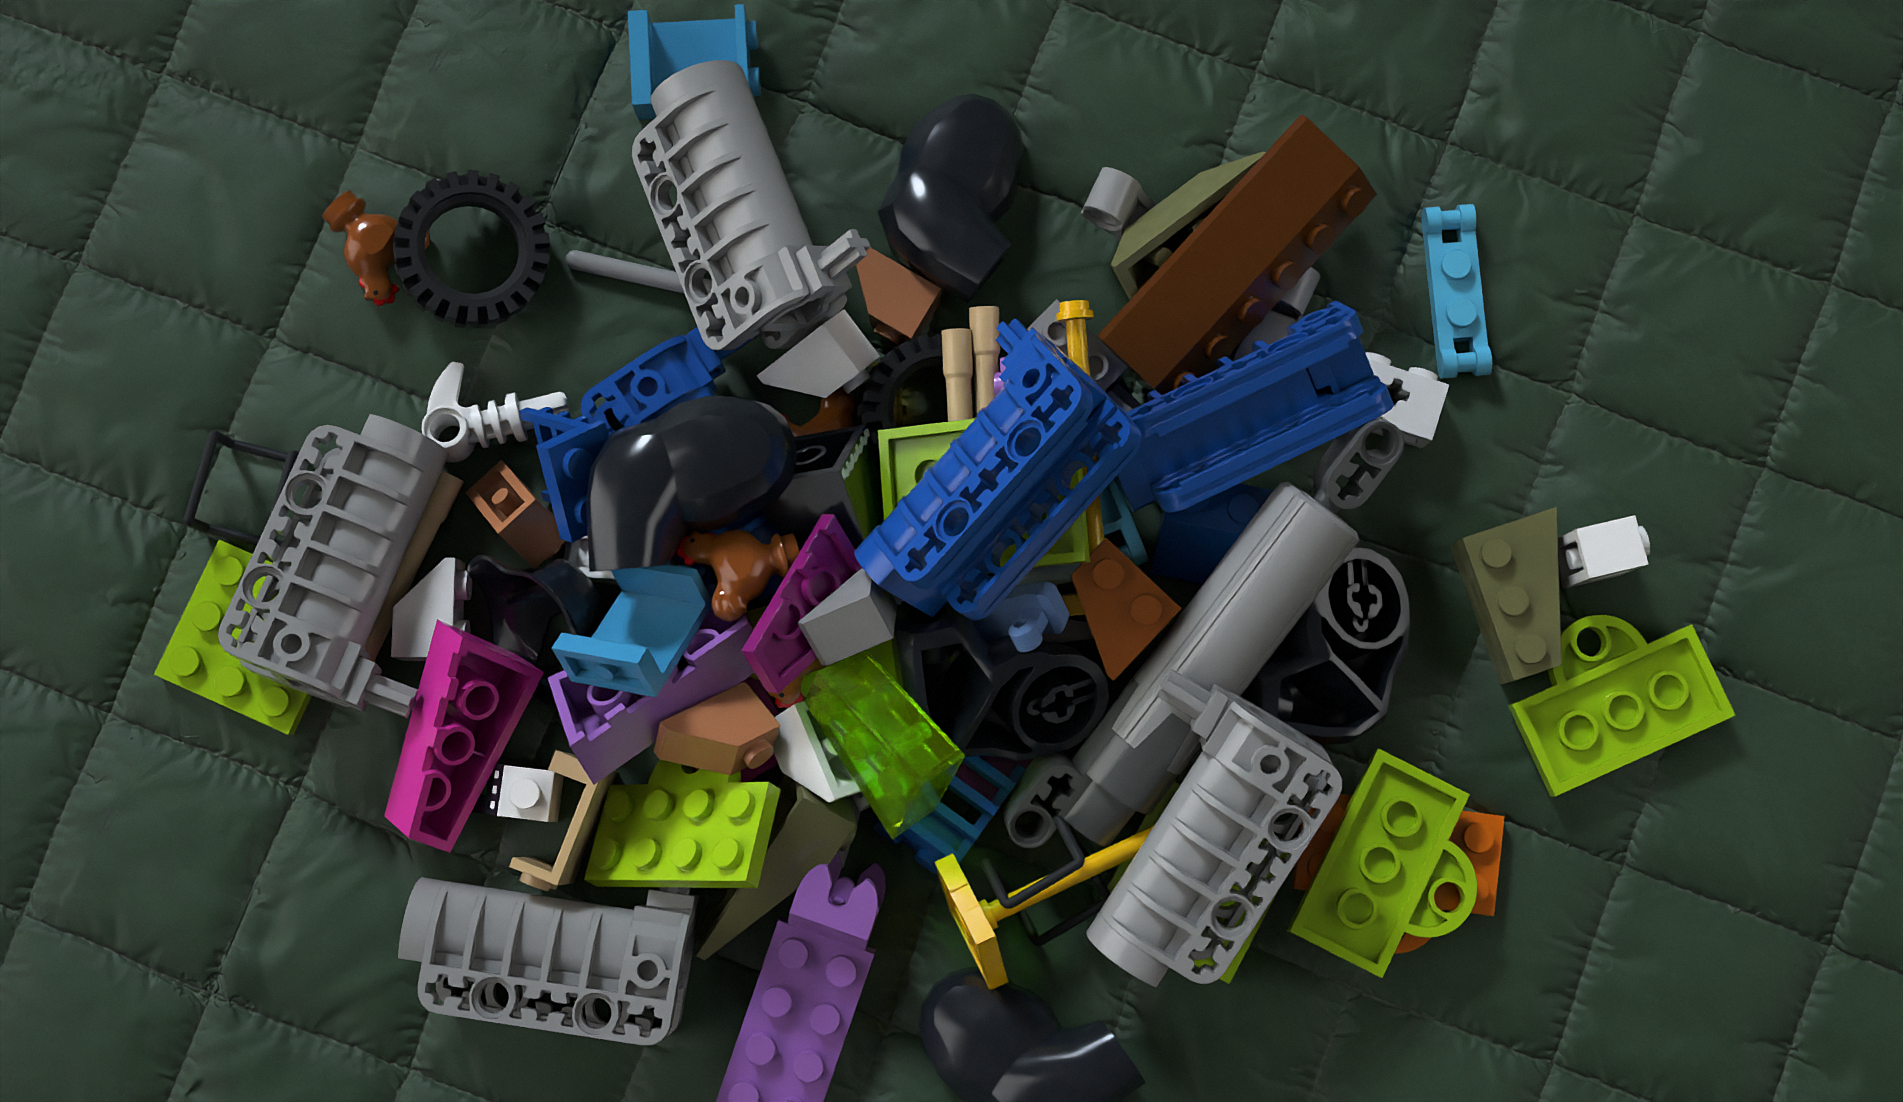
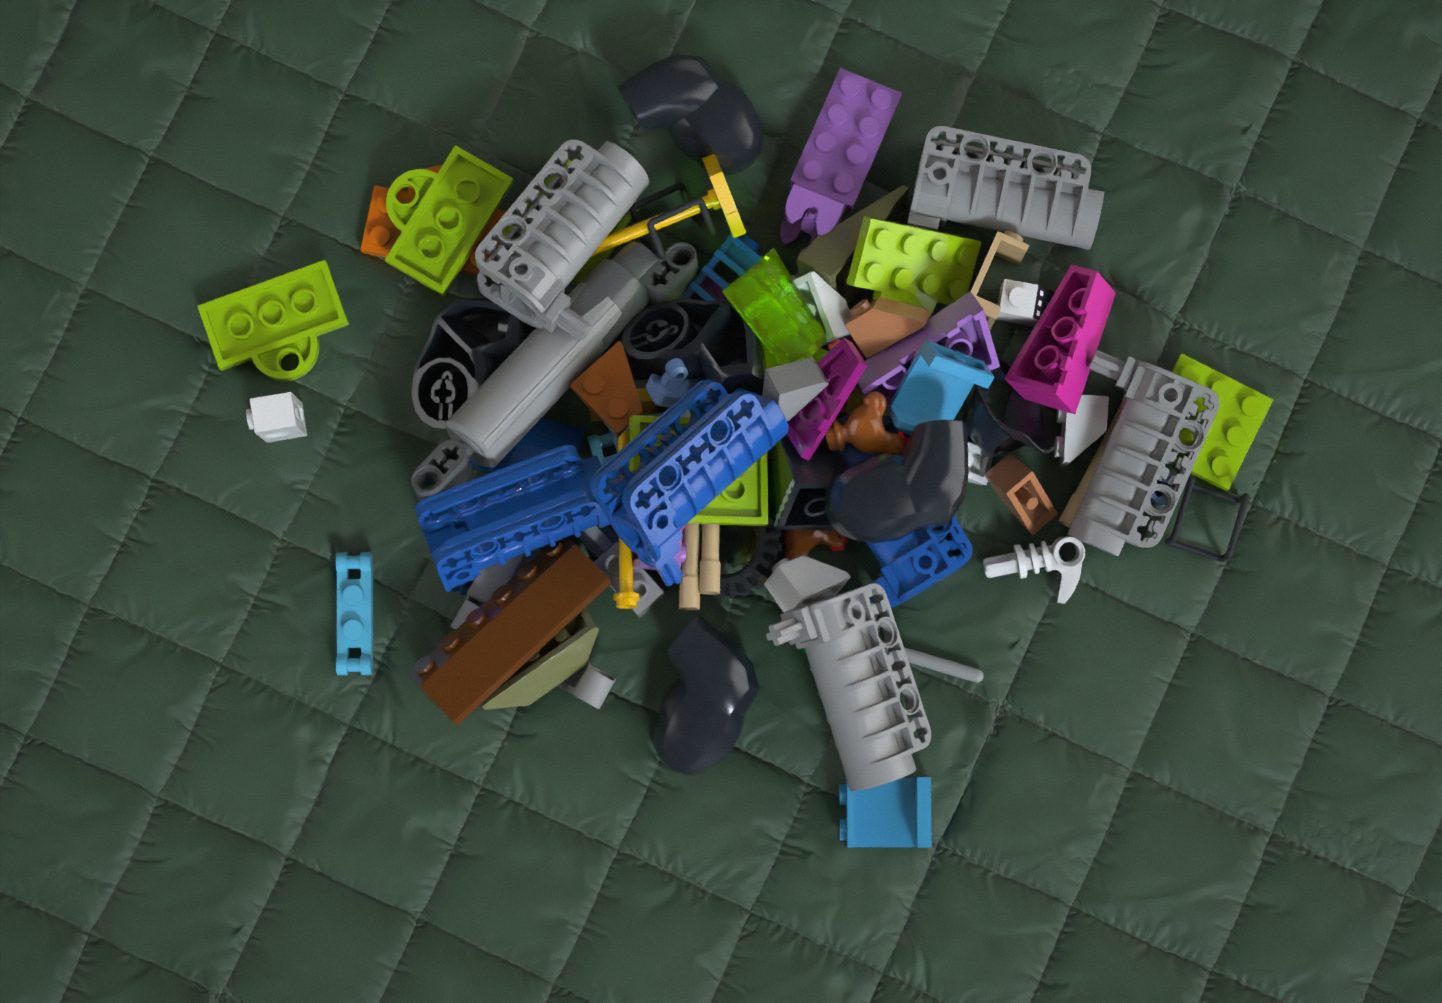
camera: 175 degrees left, 0 degrees up
(367, 246) = (1117, 691): dark orange animal -> none
(491, 195) = (1030, 642): black tyre -> none
(566, 454) = (981, 512): blue plate -> none
(895, 298) = (748, 628): nougat slope -> none
(1418, 398) = (389, 530): white brick -> none
(1515, 593) = (337, 397): olive wedge -> none

